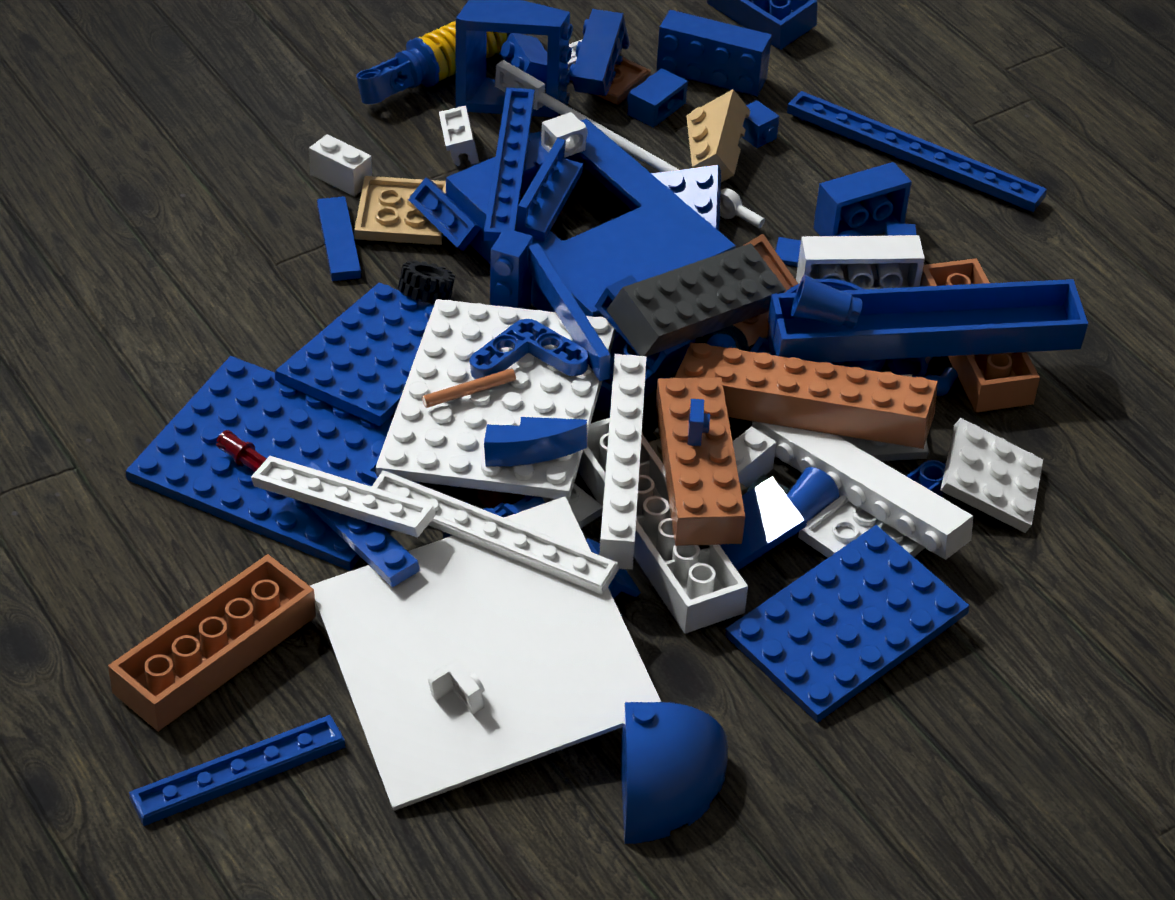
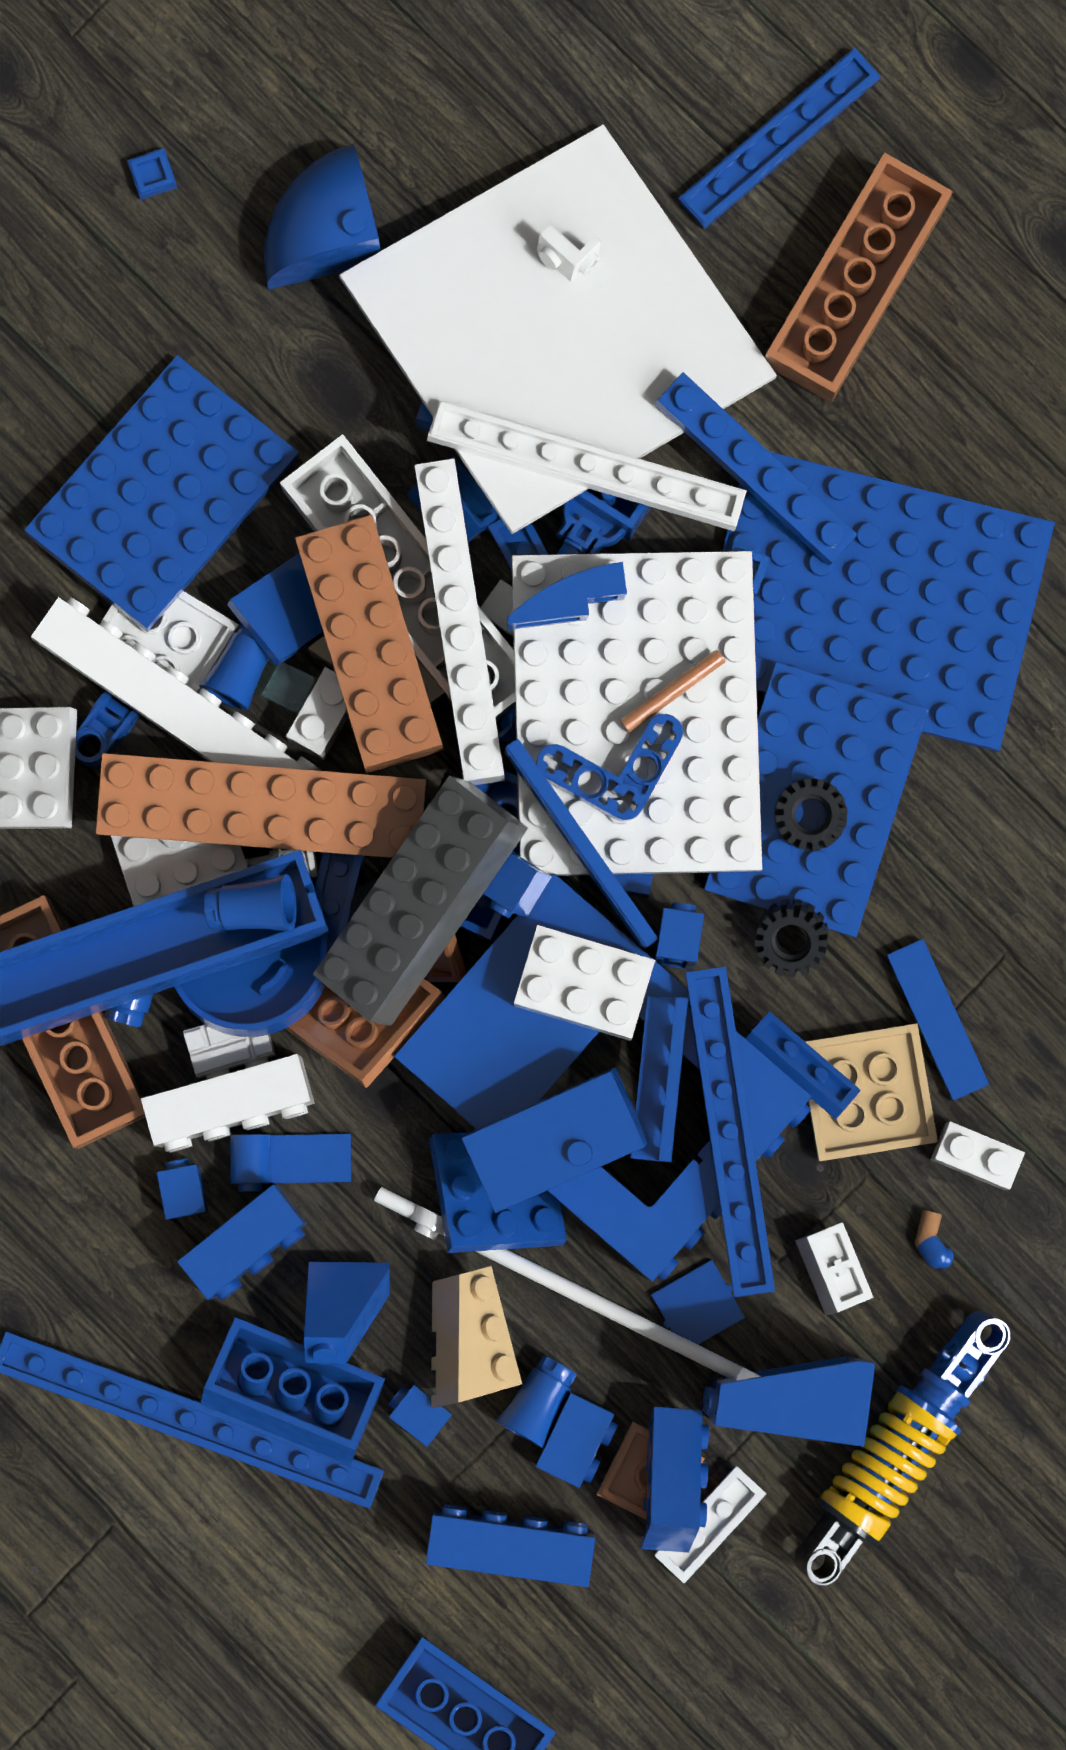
camera: 170 degrees right, 40 degrees up
(241, 451) = (918, 561): dark red axle -> none
(344, 496) = (771, 475): white plate -> none
(388, 326) = (835, 809): none -> black tyre
(389, 140) = (929, 1244): none -> arm
(526, 54) = (780, 1470): blue brick -> none
(567, 128) = (668, 1206): white brick -> none
(590, 240) = (584, 983): none -> white brick
(633, 170) = (555, 1140): none -> blue brick
(672, 116) = (538, 1402): none -> blue plant
(698, 422) = (373, 645): blue plate -> none
(801, 163) = (341, 1307): none -> blue slope
(815, 858) = (152, 174): none -> blue tile
(840, 133) = (272, 1388): none -> blue brick

